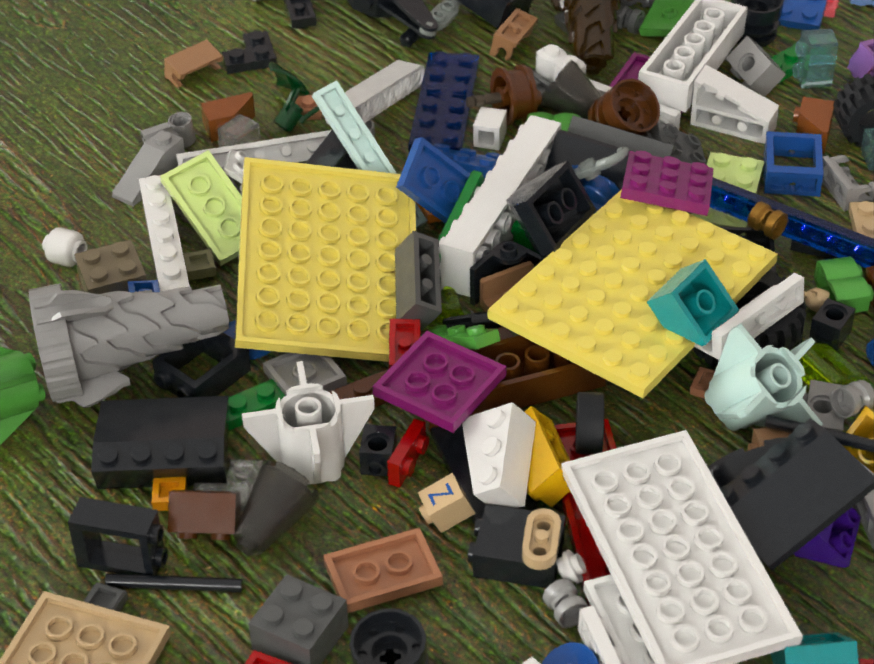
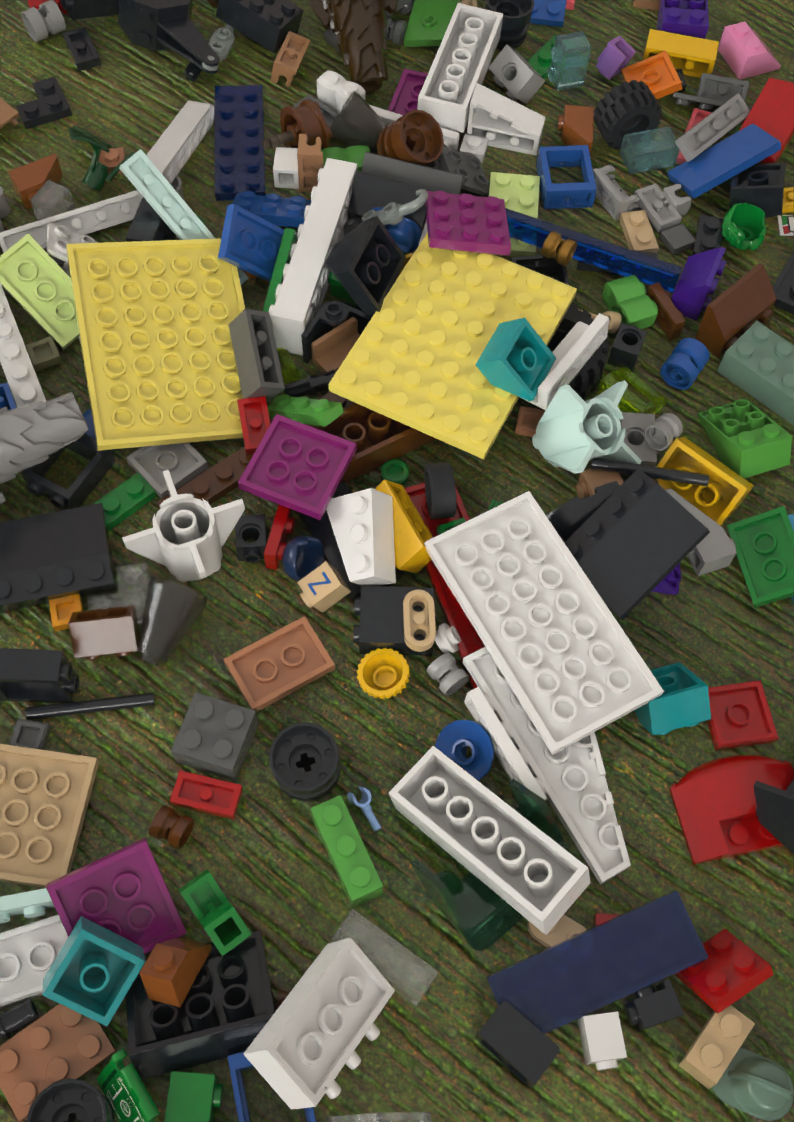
camera: 15 degrees left, 20 degrees up
(427, 468) = (302, 556): none -> dark blue hair
(494, 592) = (383, 673): none -> yellow hat
(510, 118) = (309, 162): none -> medium nougat hinge
(550, 409) = (395, 471): none -> green tile
(699, 127) = (474, 146): none -> white plate

